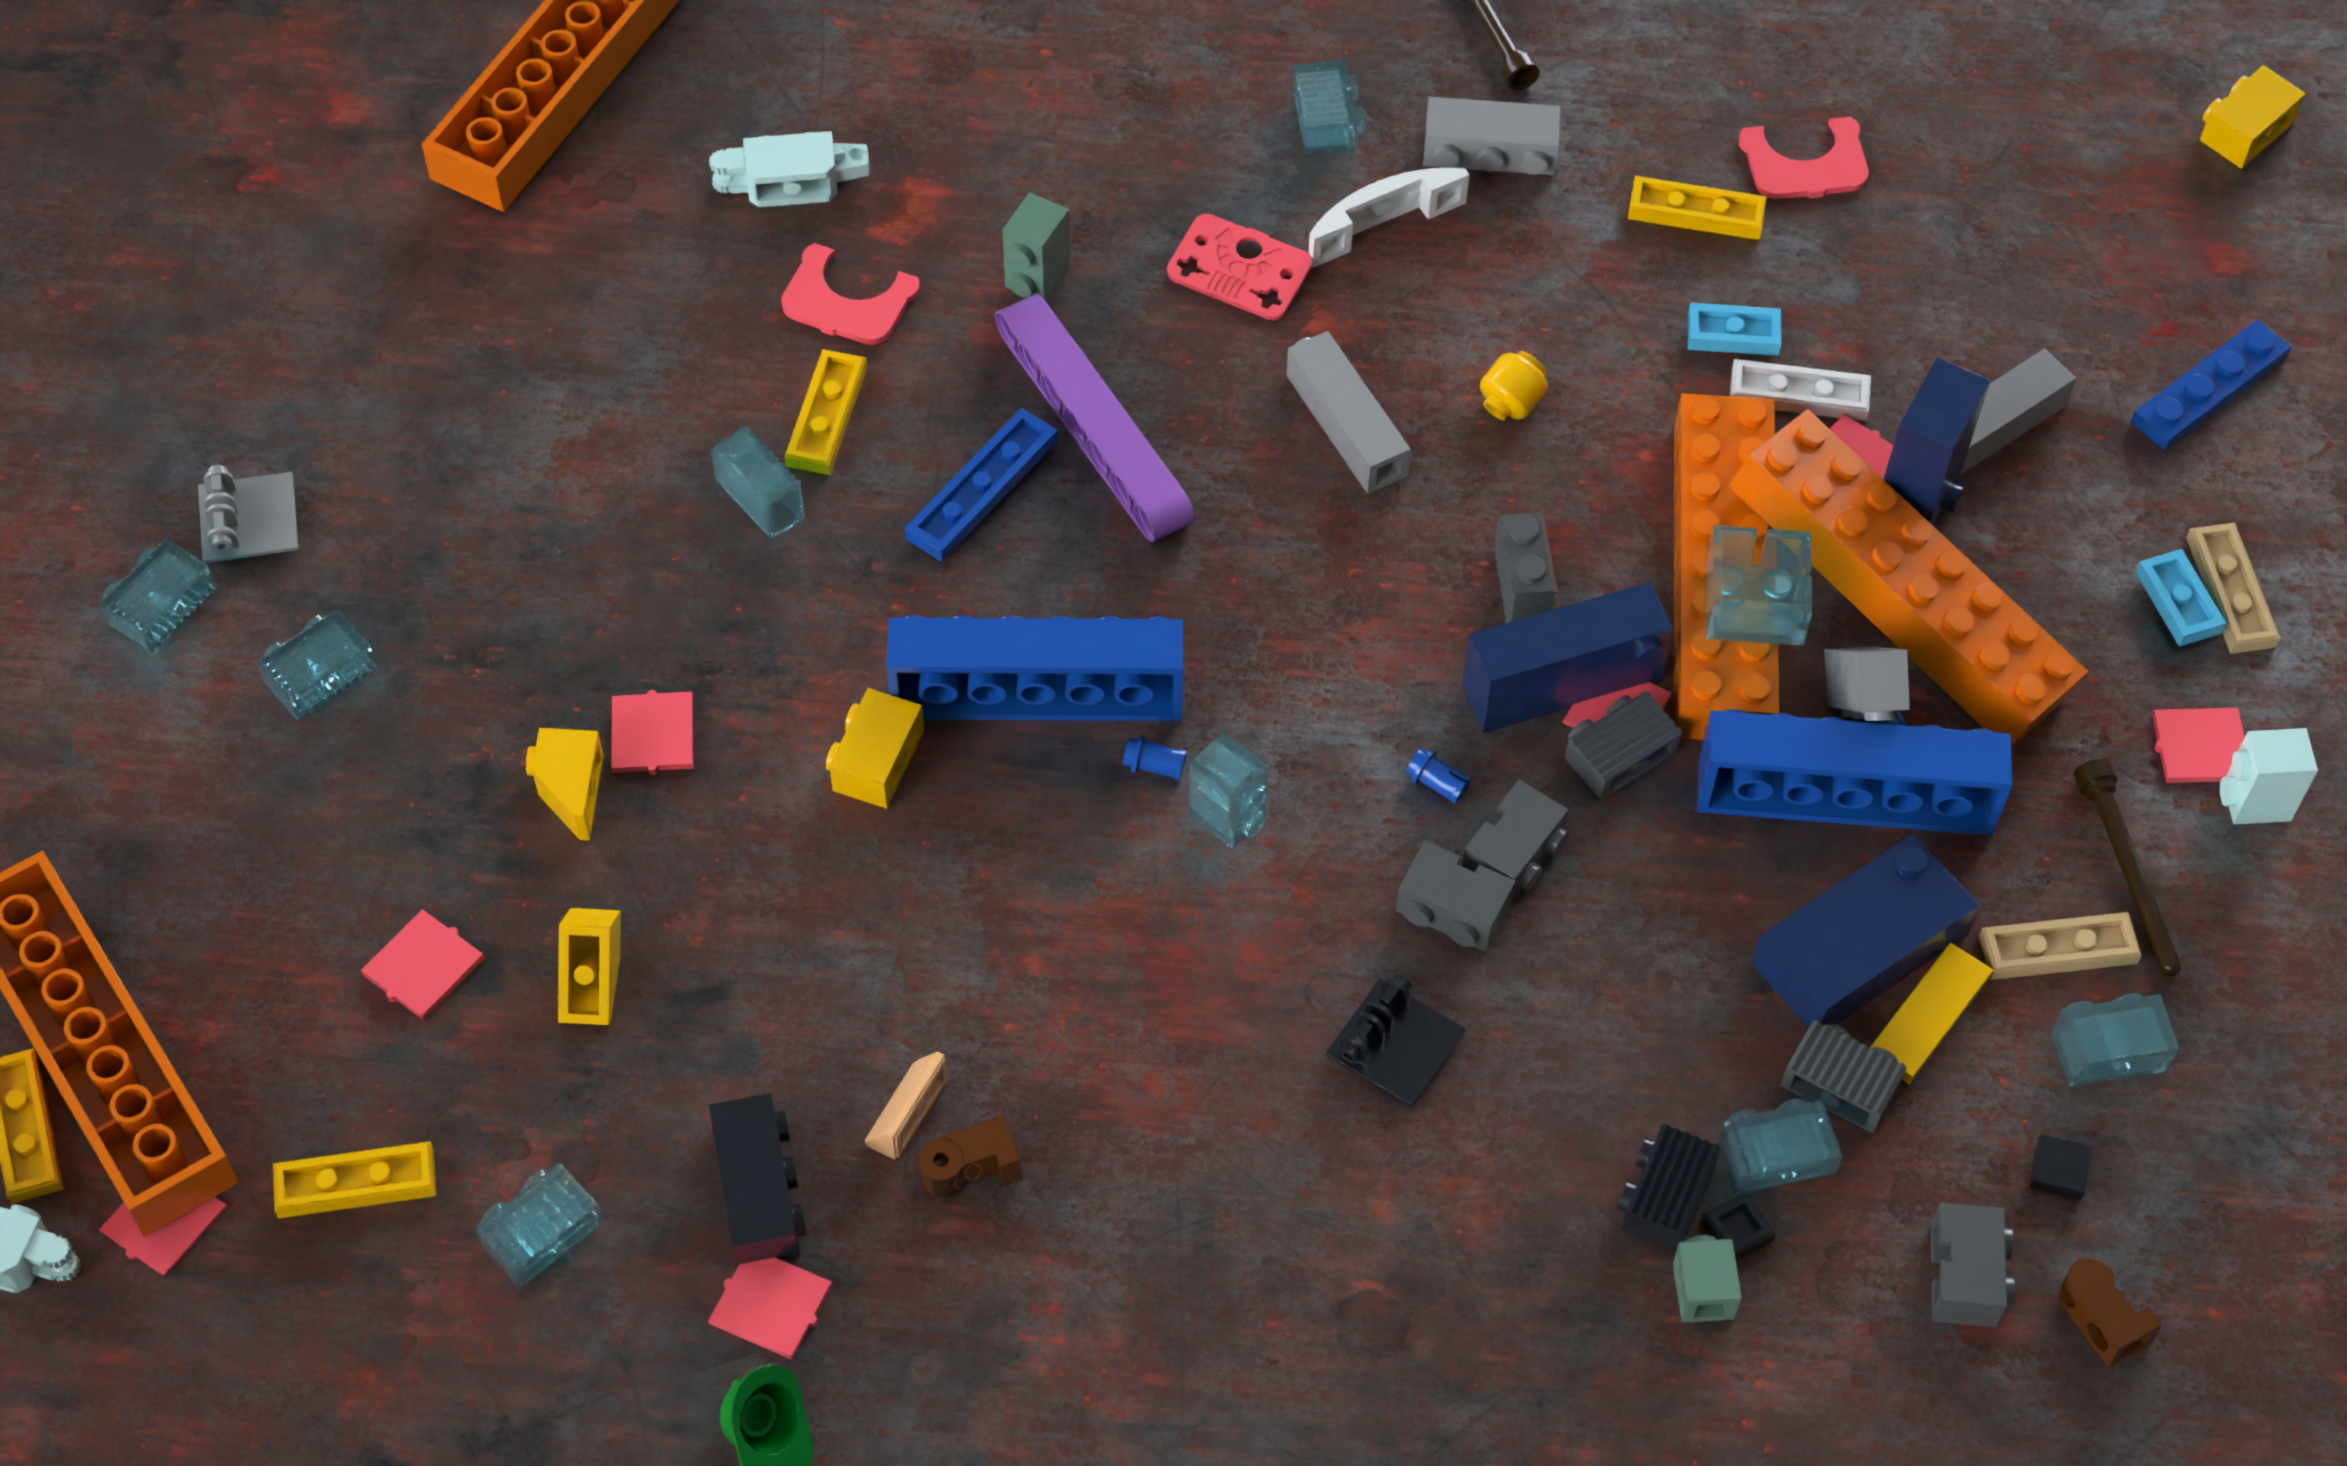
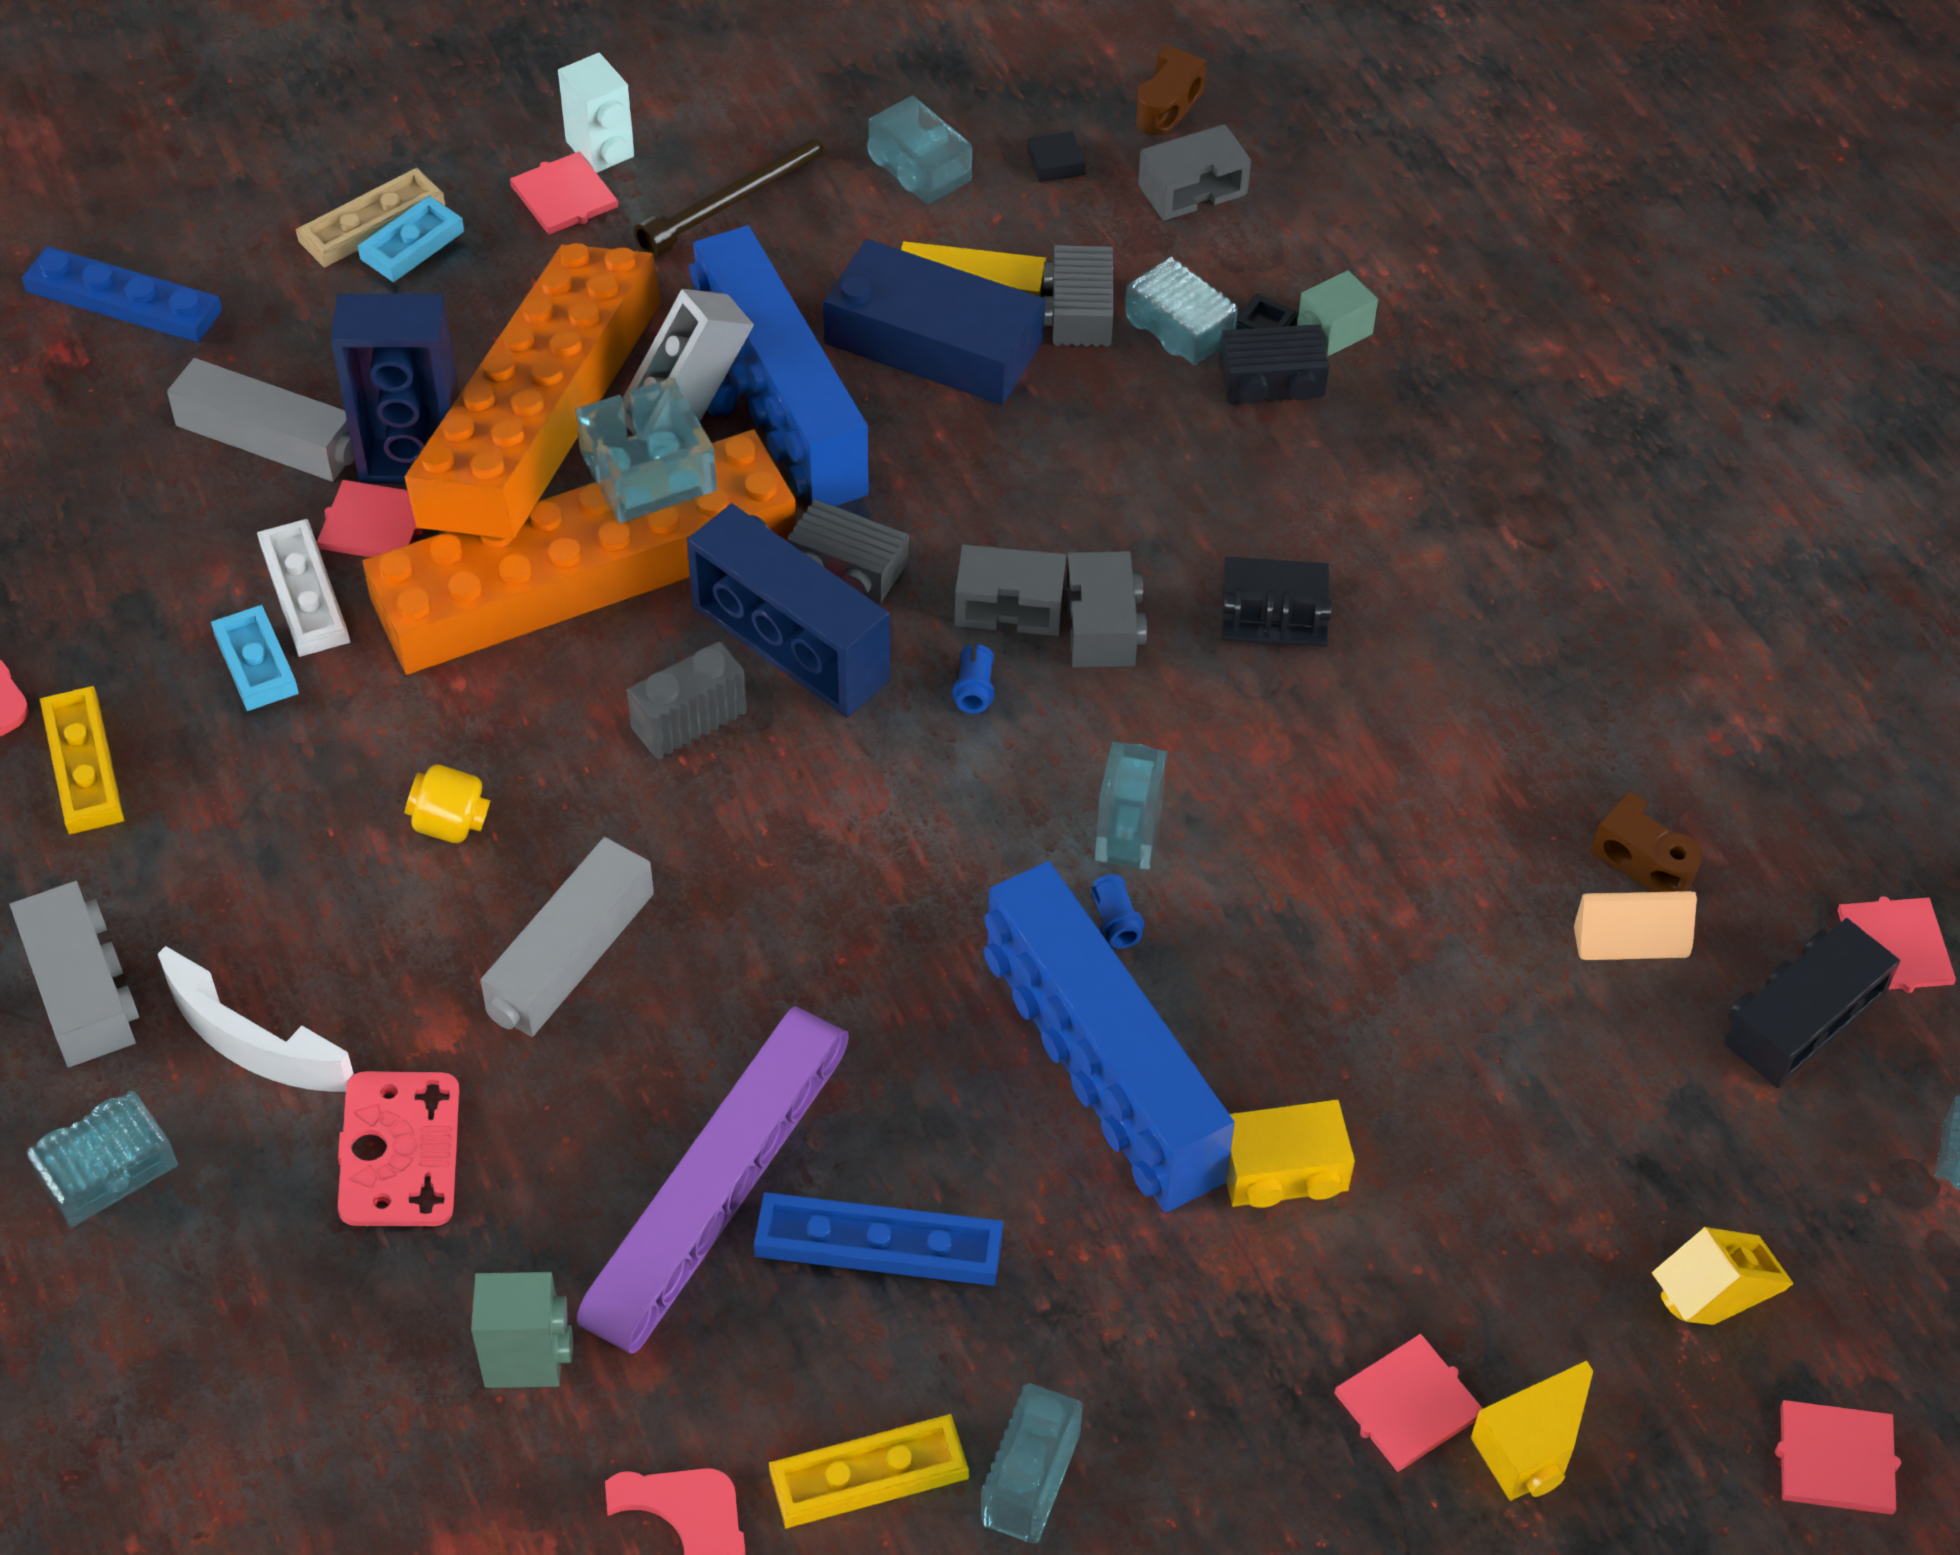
camera: 120 degrees left, 5 degrees down
(2060, 945) = (836, 210): tan tile -> none

